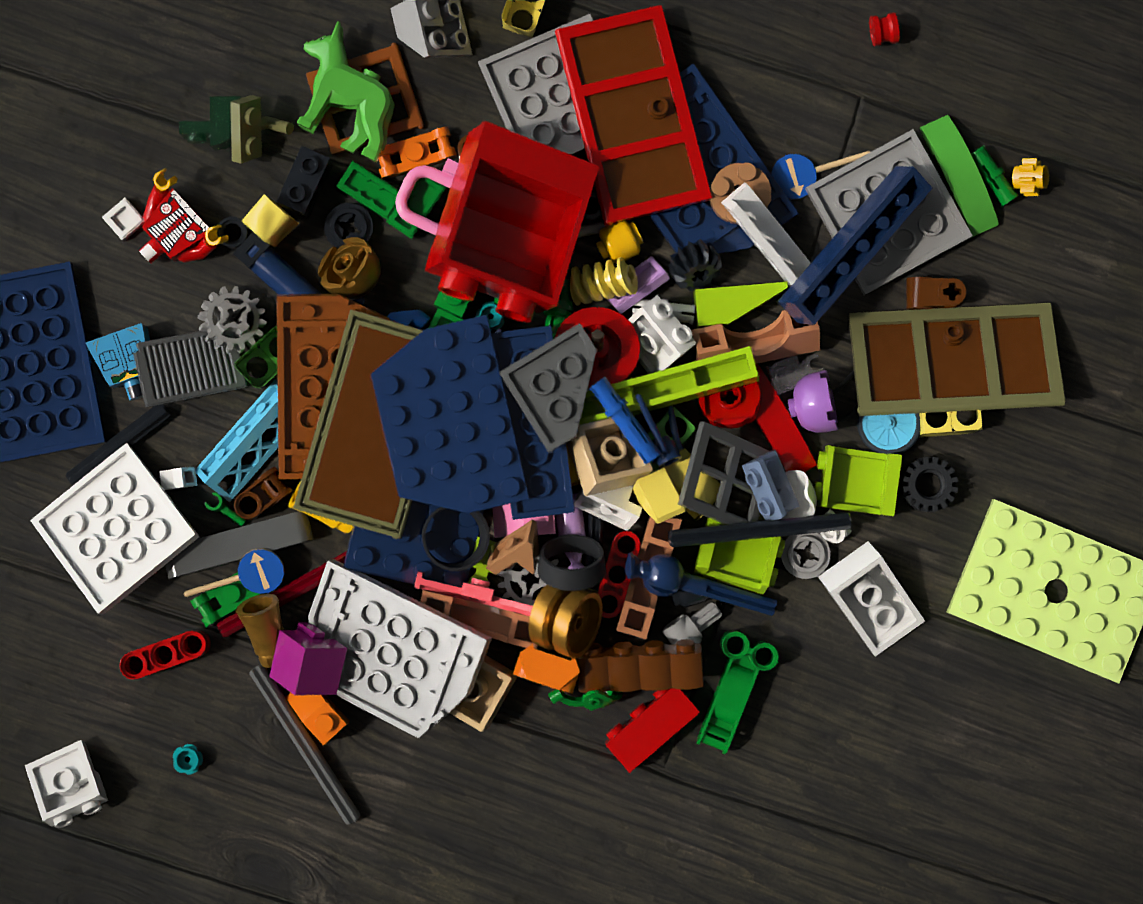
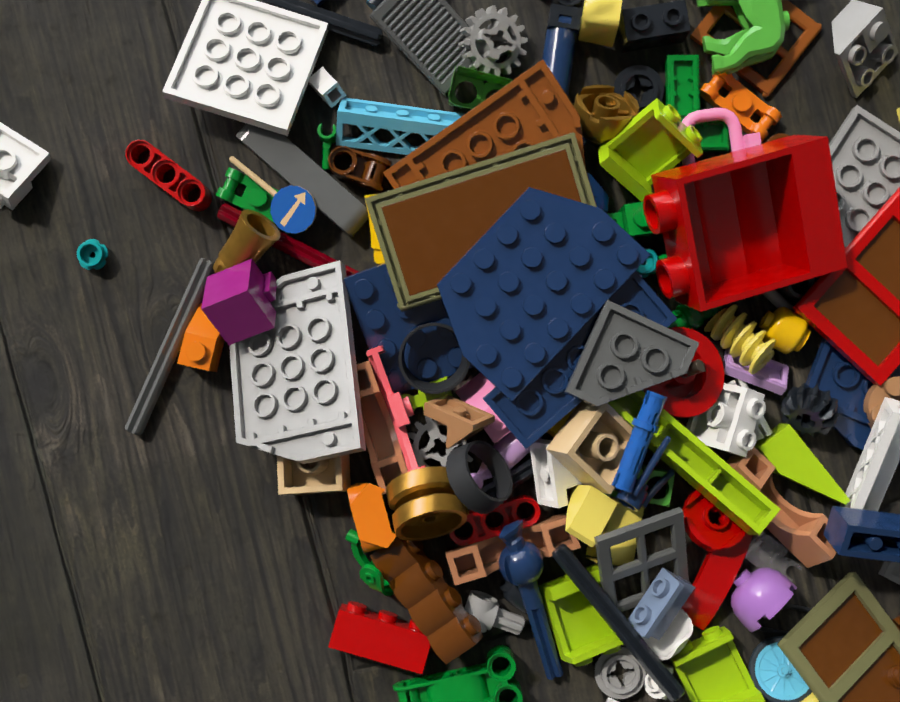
camera: 65 degrees right, 0 degrees up
(400, 255) = (649, 145): none -> lime panel

